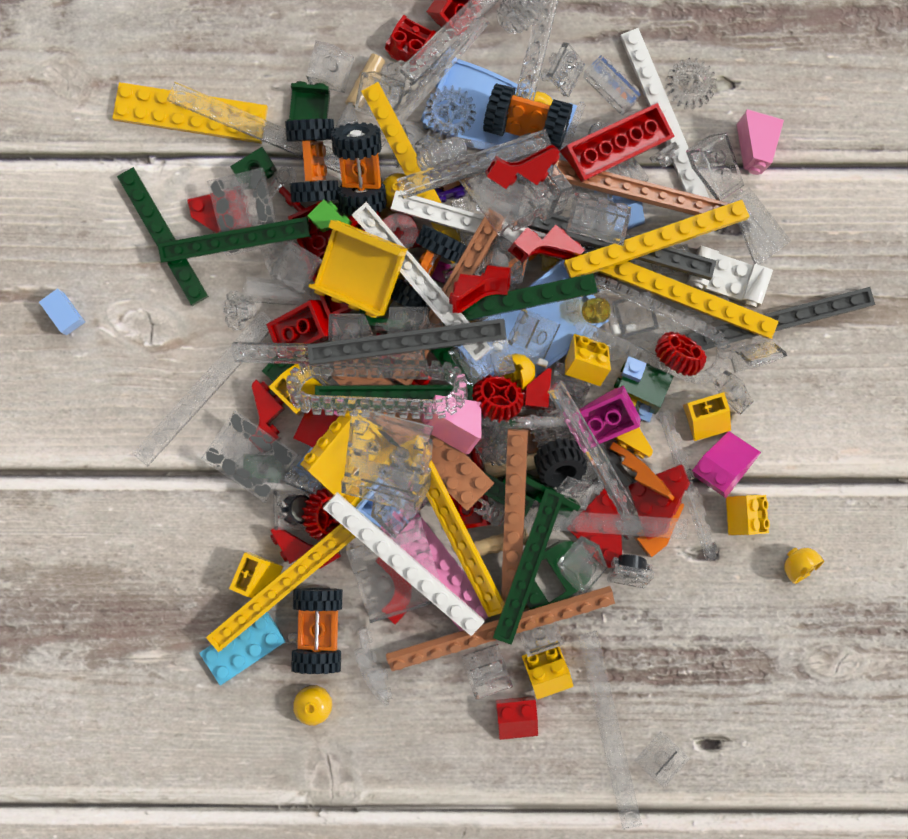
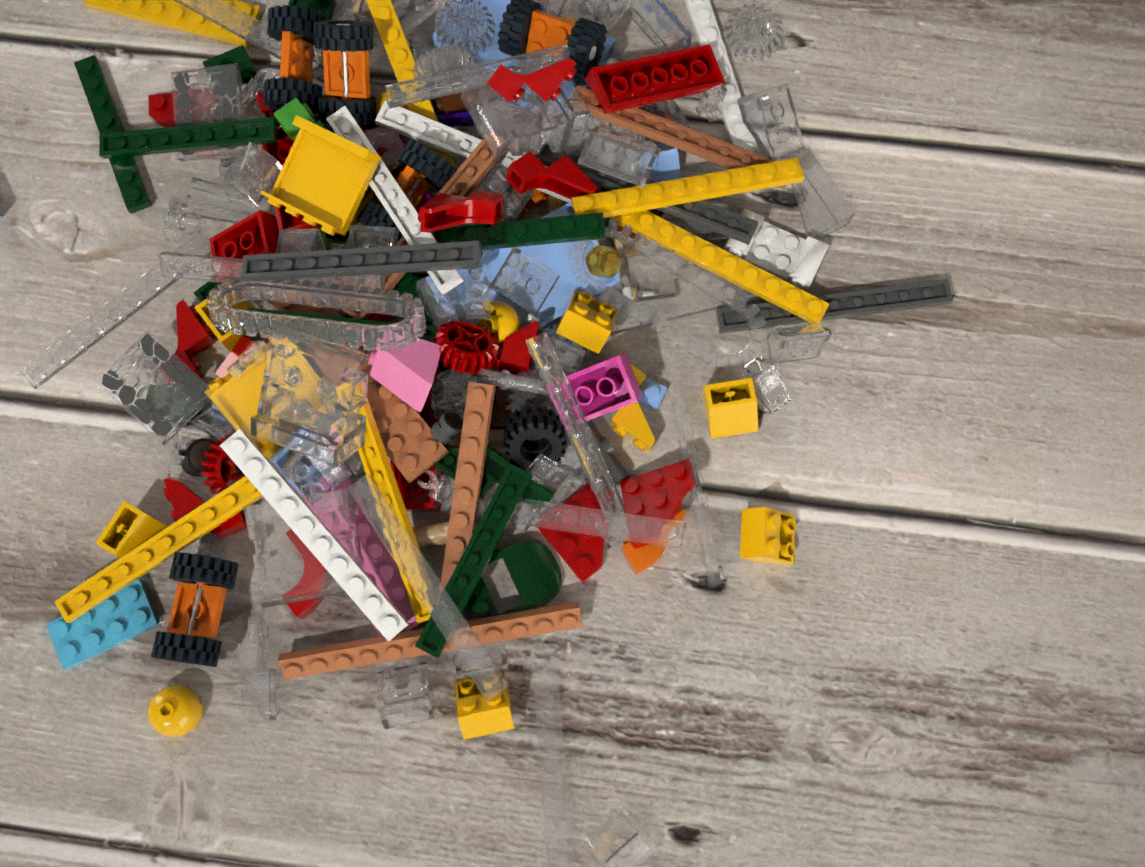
camera: 15 degrees right, 10 degrees down
(335, 434) = (253, 355): none -> clear plate
(491, 464) = (447, 427): none -> dark grey wheel
(496, 592) = (428, 588): none -> clear plate
(517, 717) = (434, 762): red slope -> none
(582, 564) = (547, 570): clear slope -> none
(630, 571) = (607, 587): clear piece -> none
(633, 369) = (642, 338): light blue plate -> none
(645, 475) = (637, 463): orange slope -> none
(650, 389) = (656, 359): panel -> none
(680, 353) = (702, 325): red gear -> none
(725, 463) = (745, 469): dark pink slope -> none
(758, 140) = (824, 96): bright pink slope -> none
(802, 563) = (831, 605): yellow cylinder -> none

